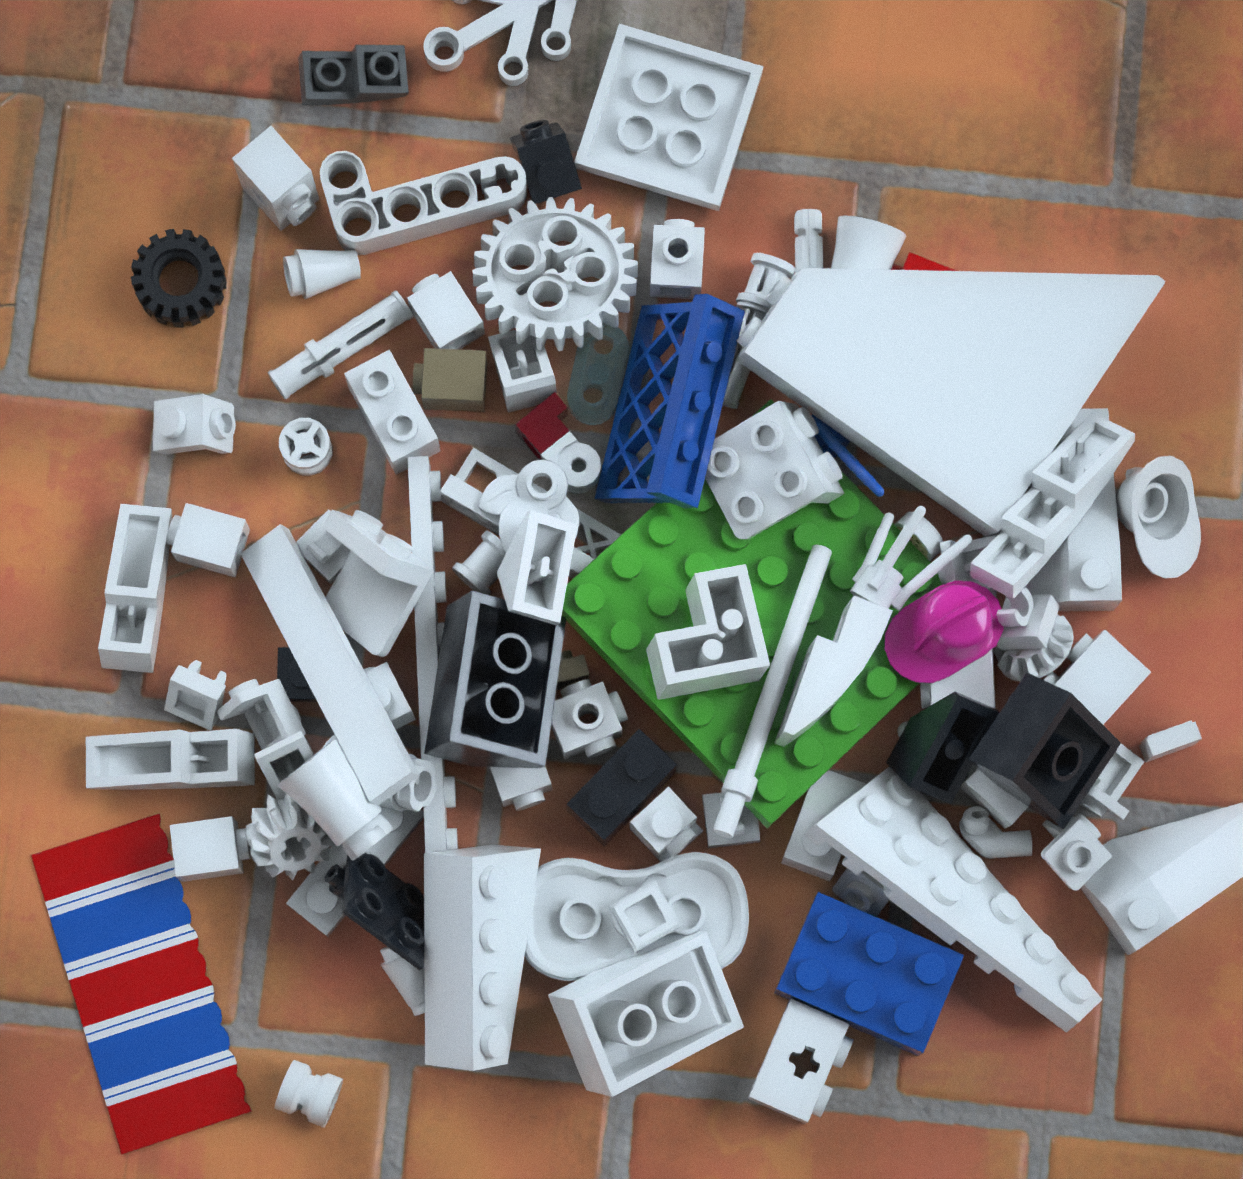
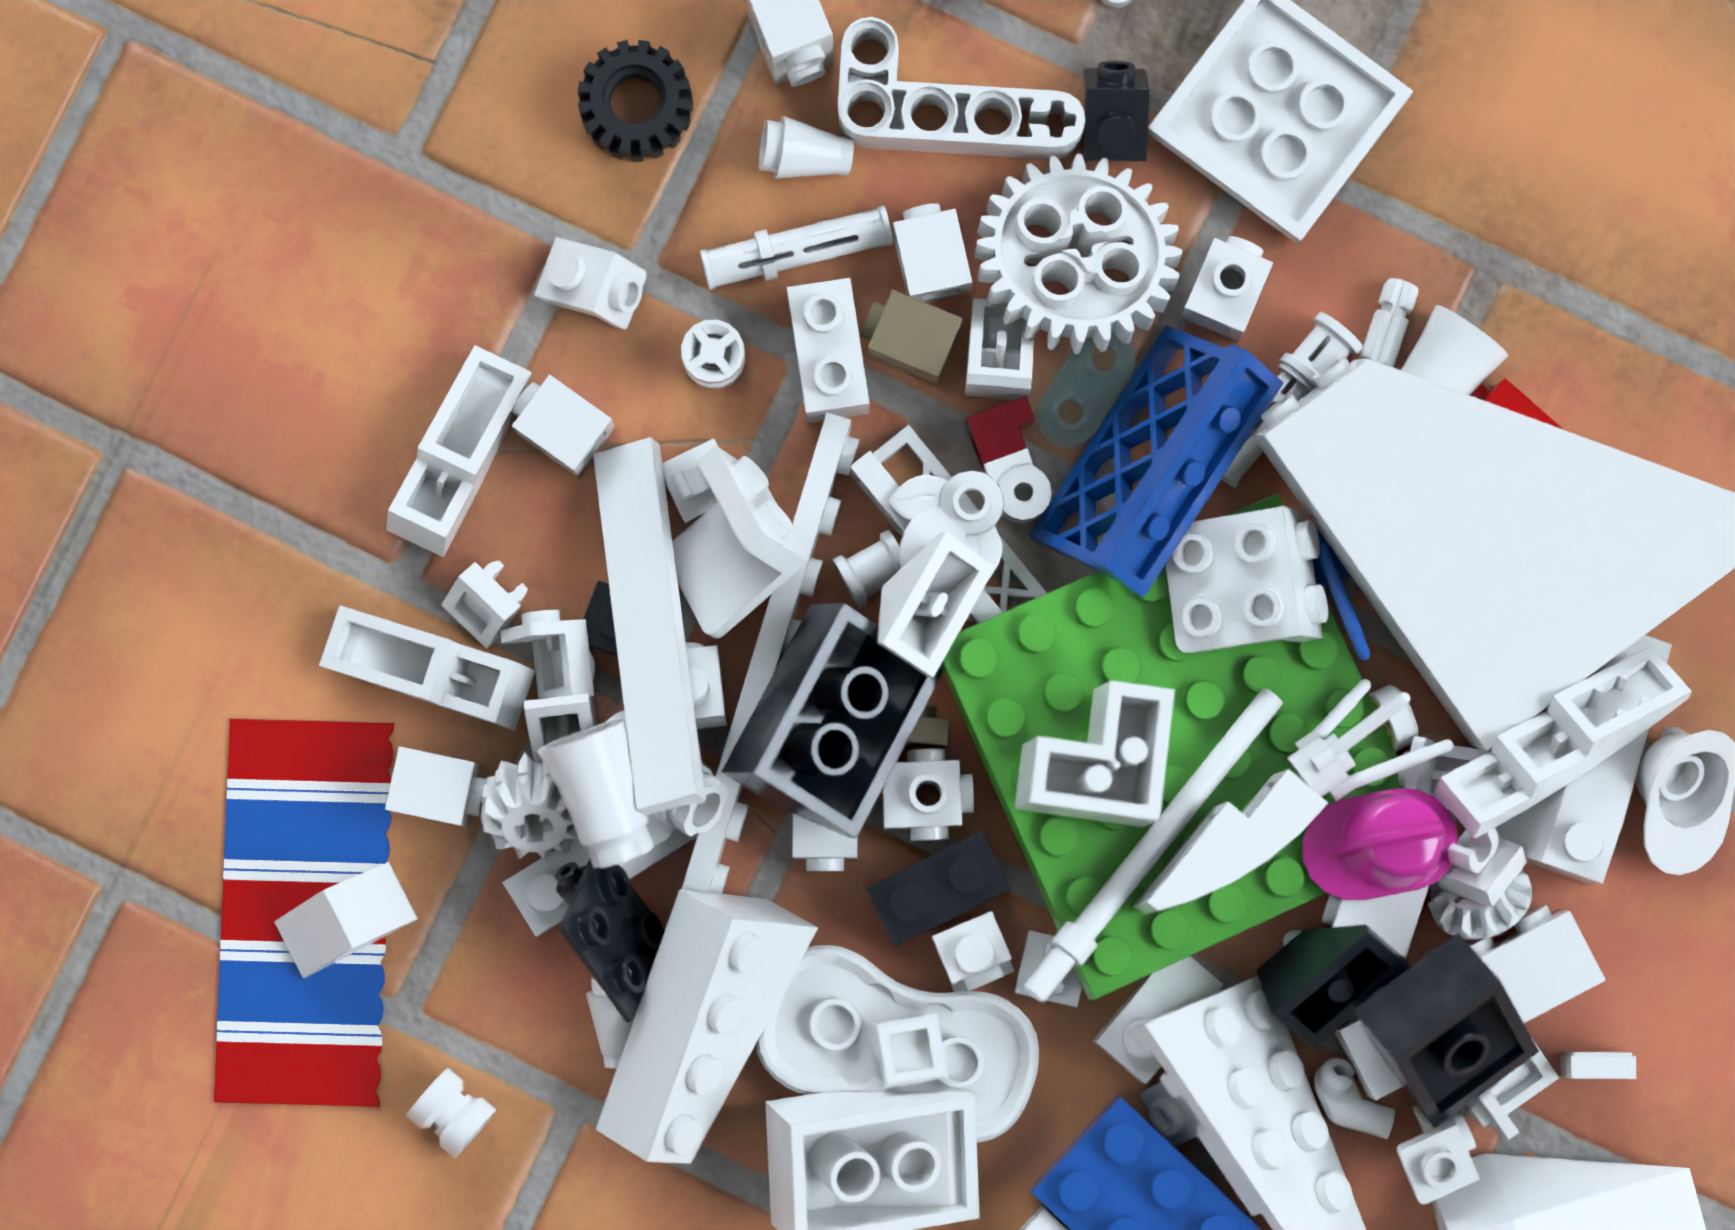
camera: 20 degrees right, 5 degrees up
(173, 975) = (345, 919): none -> white slope

